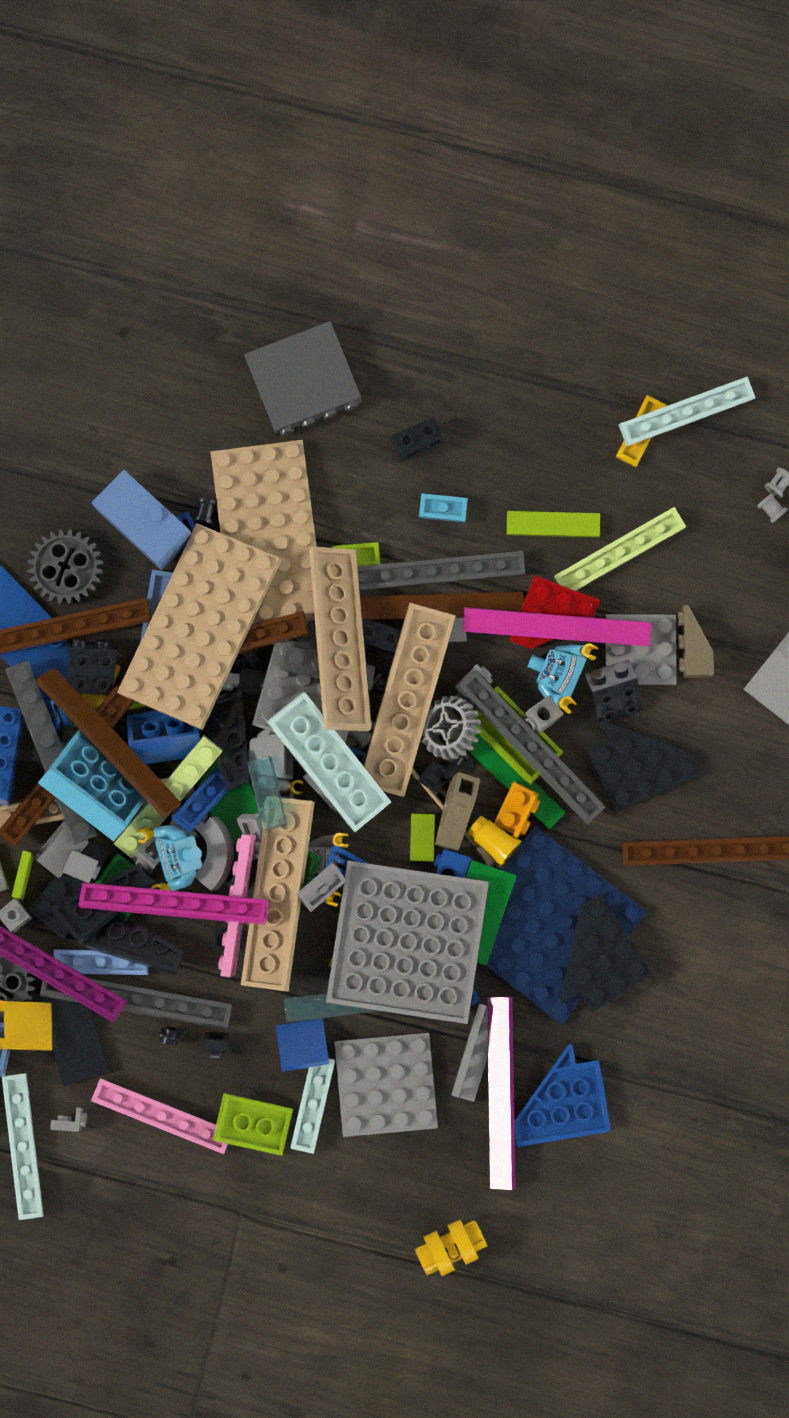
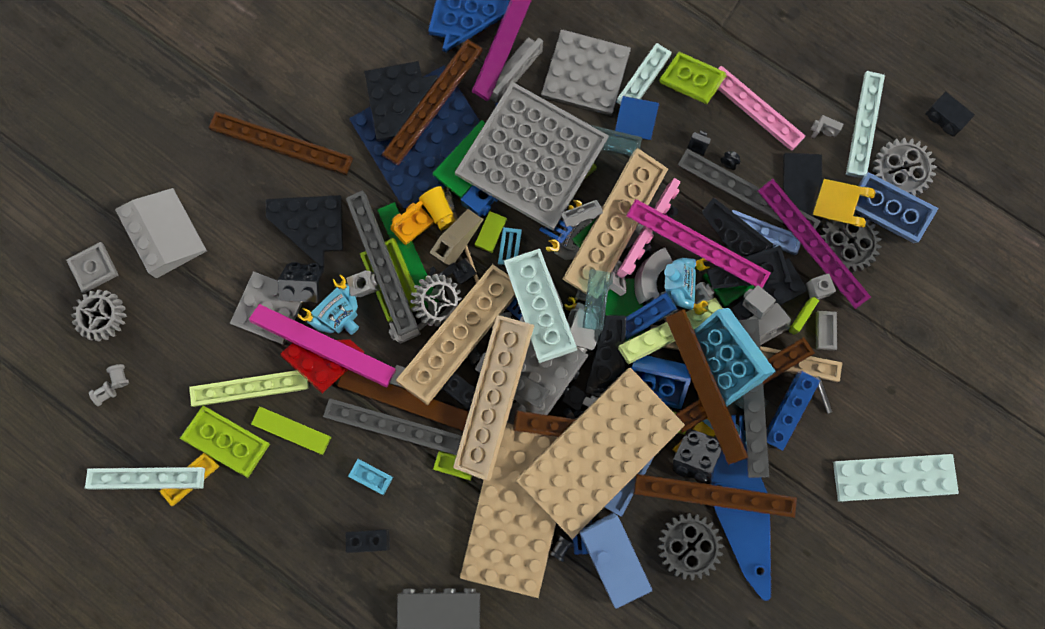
camera: 155 degrees left, 5 degrees down
(397, 848) = (512, 231): none -> medium azure tile
(554, 968) = (432, 102): none -> reddish brown tile
(620, 484) = (225, 441): none -> lime tile
(697, 652) = (226, 290): dark tan slope -> none

